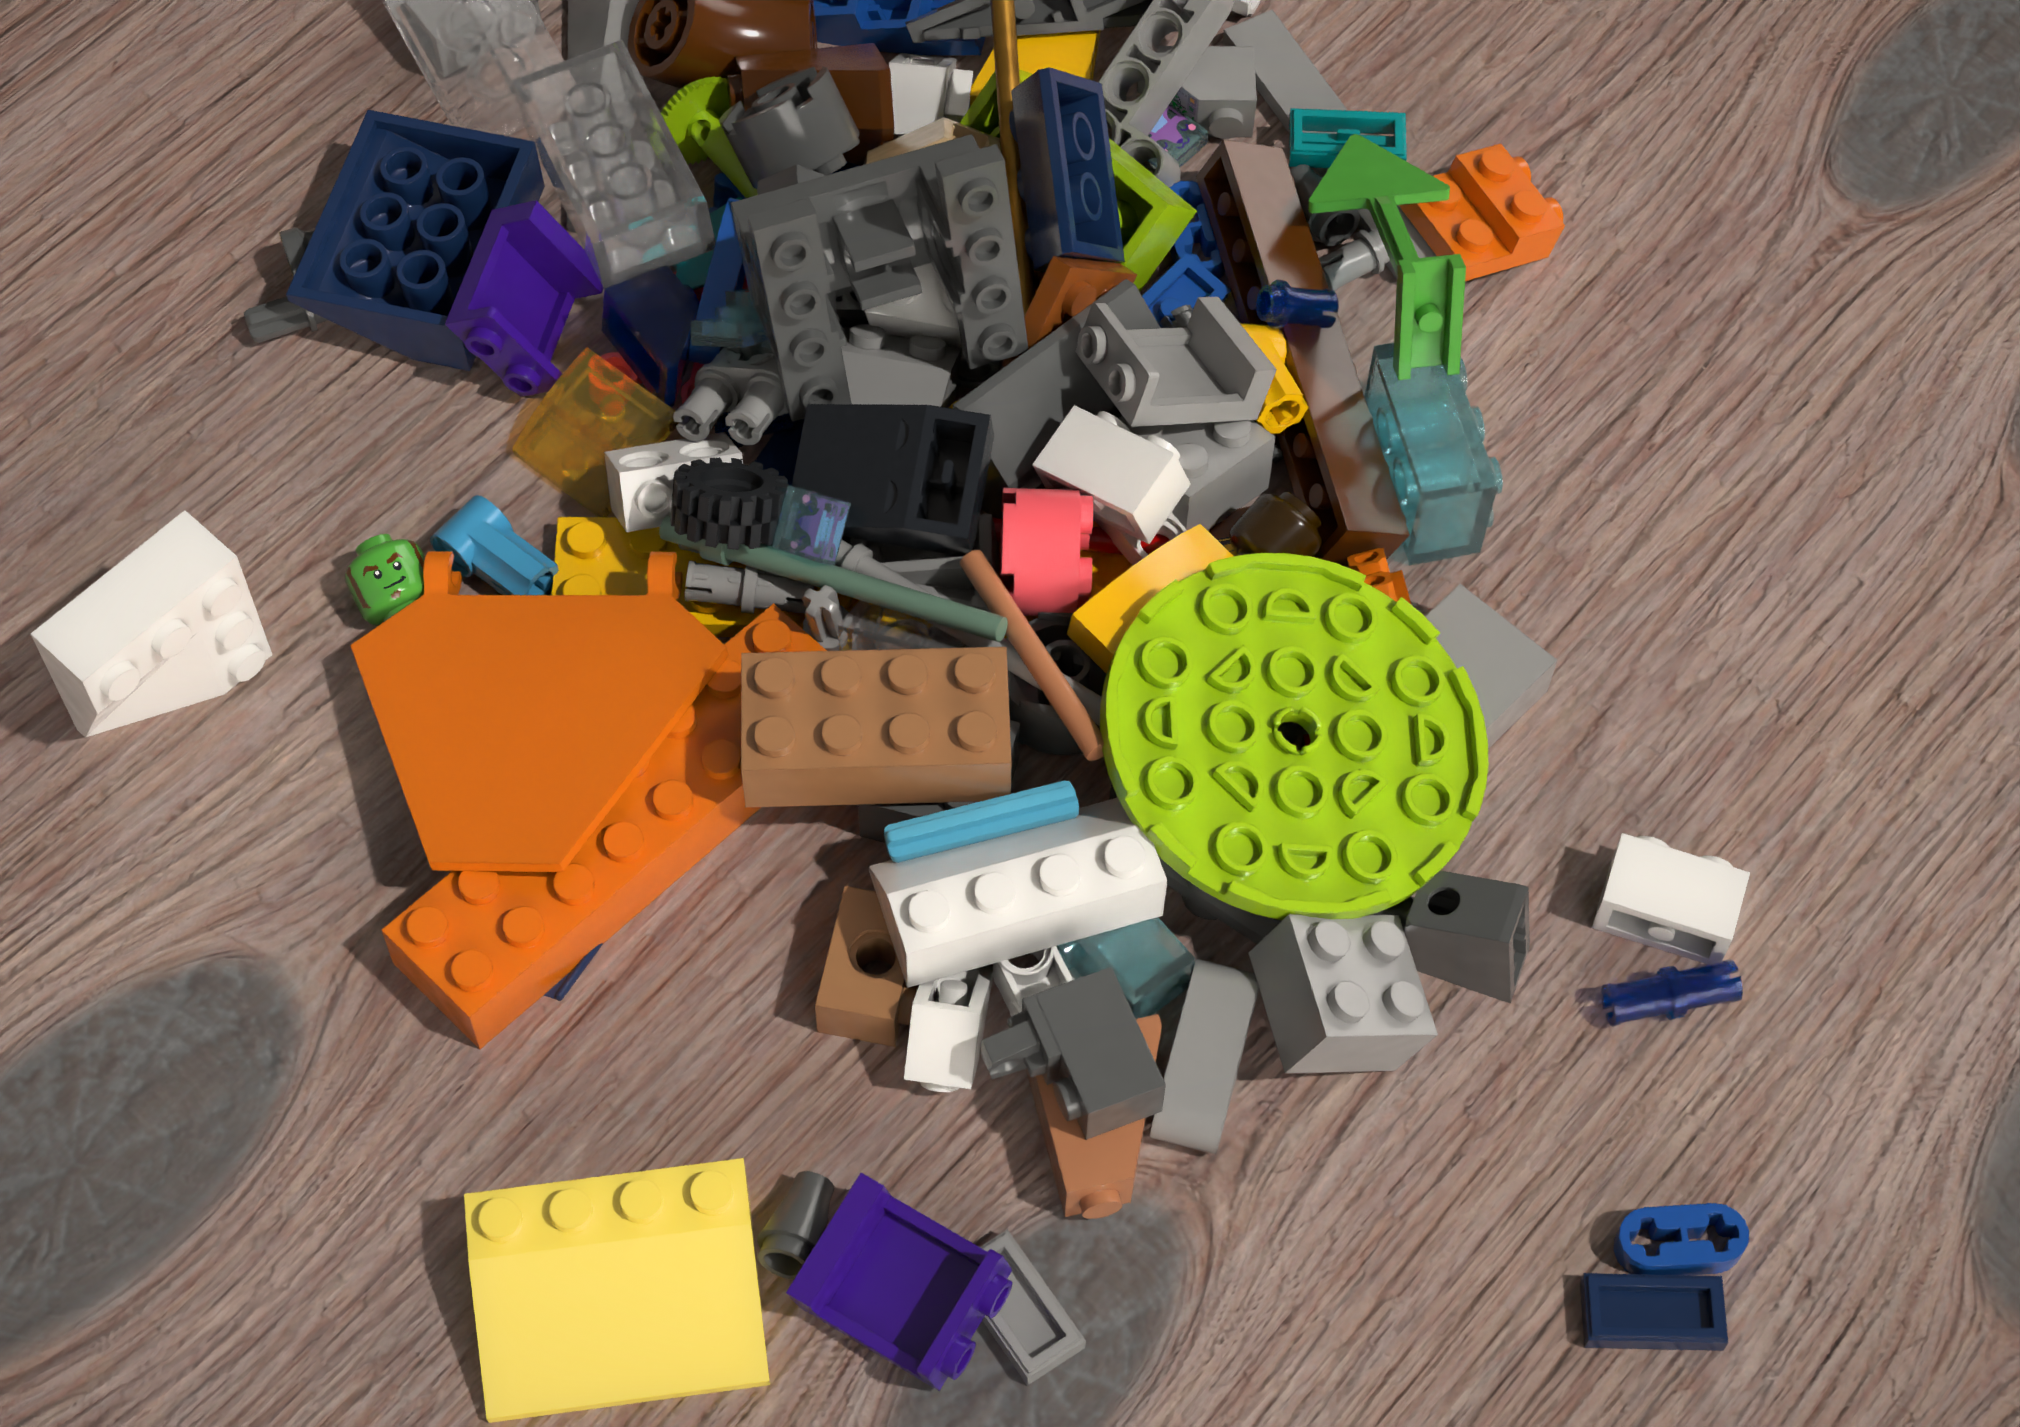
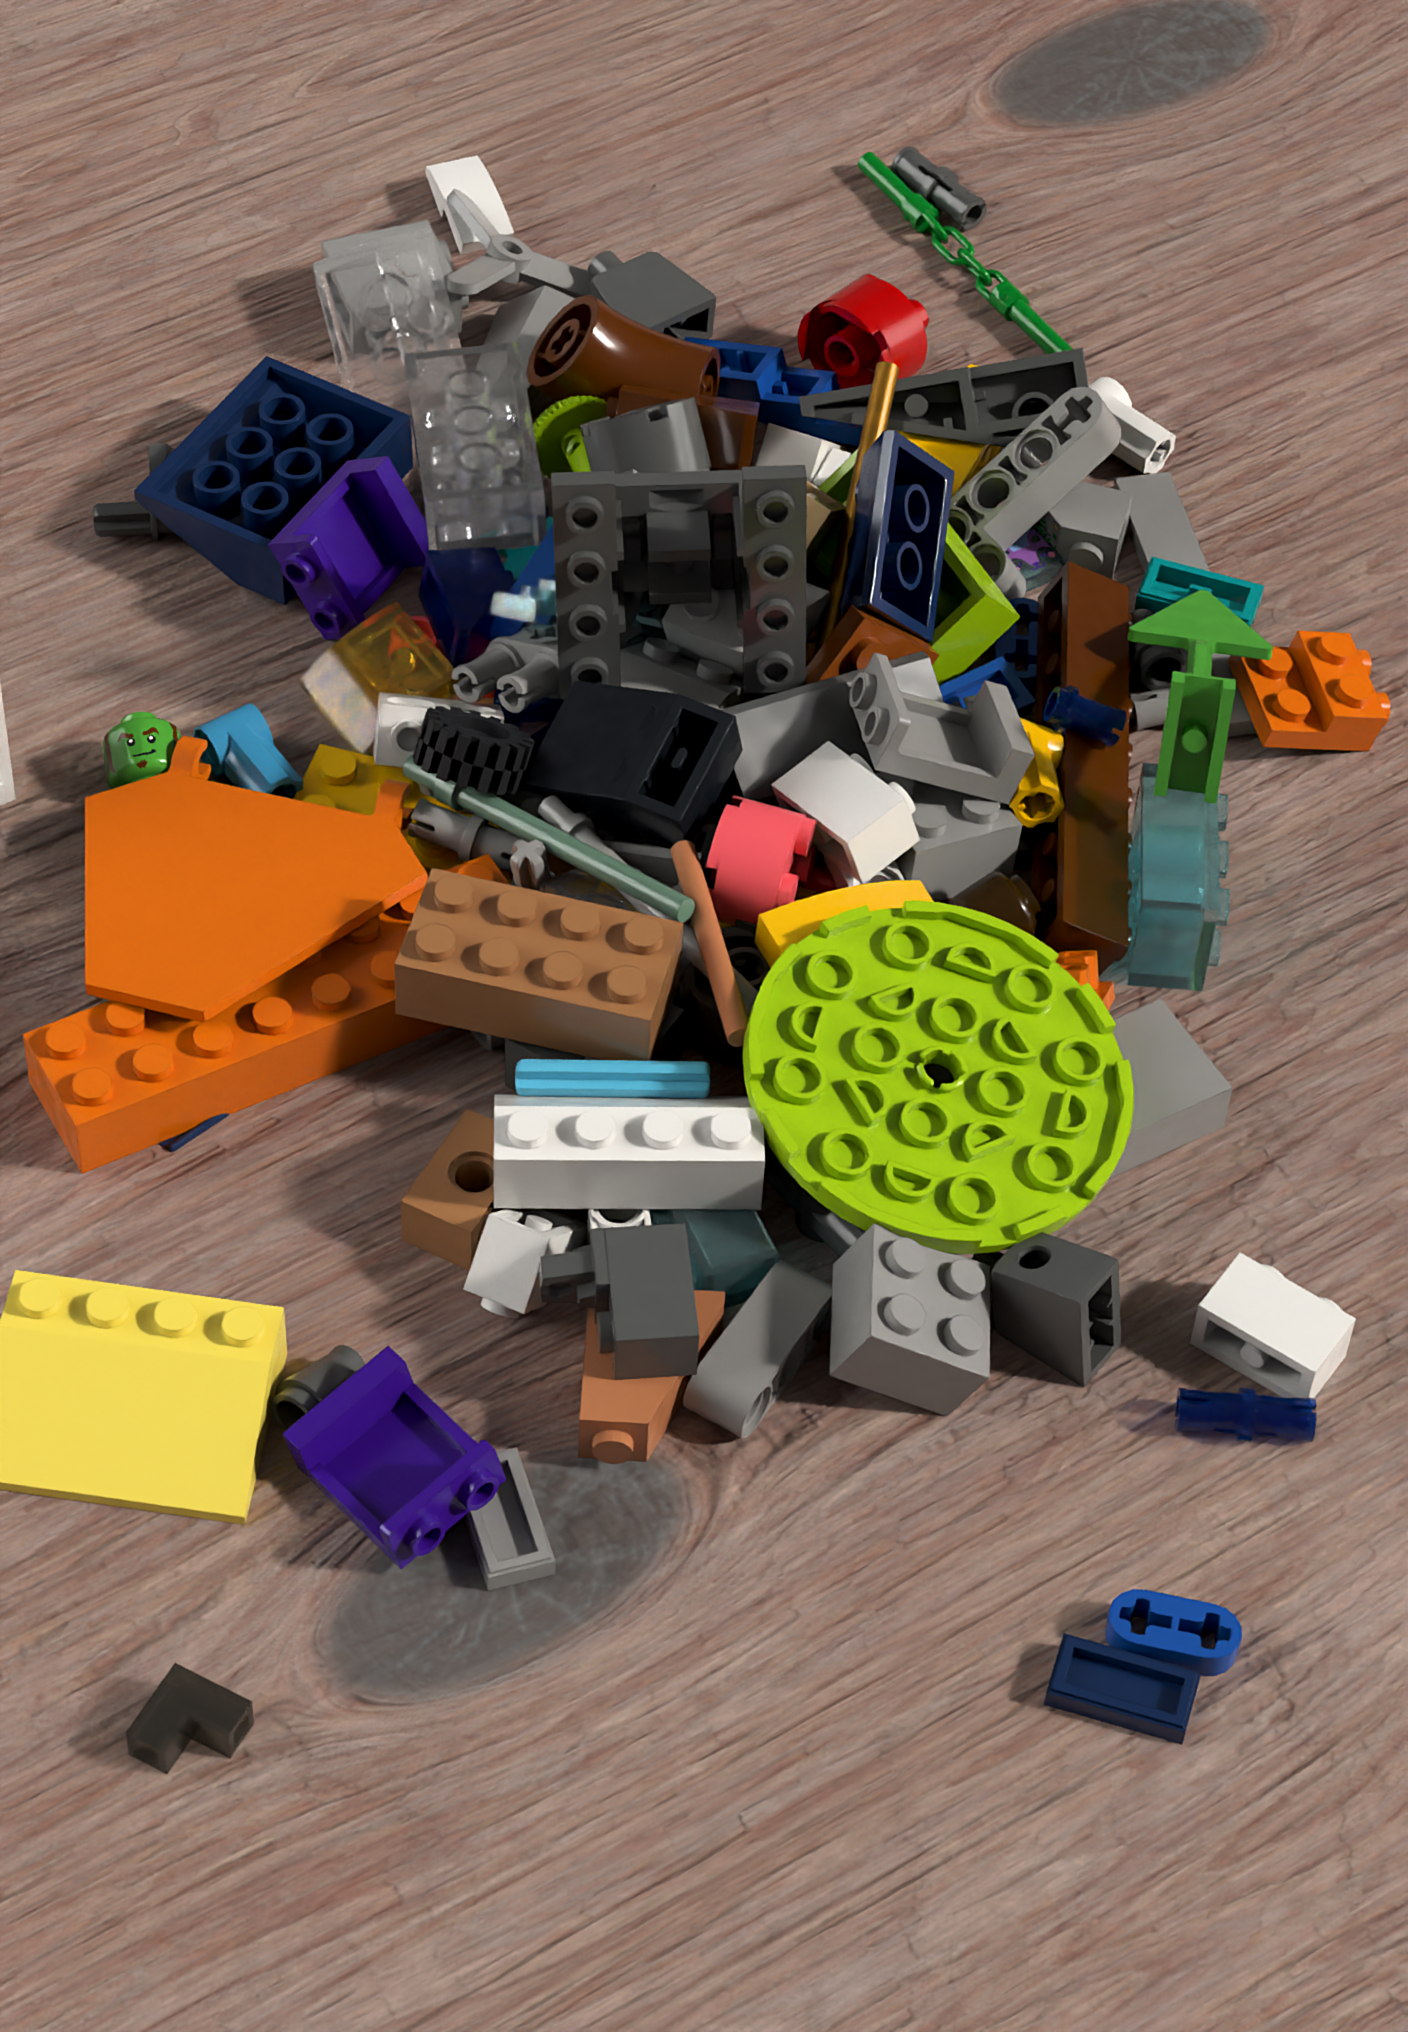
camera: 15 degrees right, 10 degrees down
(811, 525) = (541, 783): clear light blue tile -> none

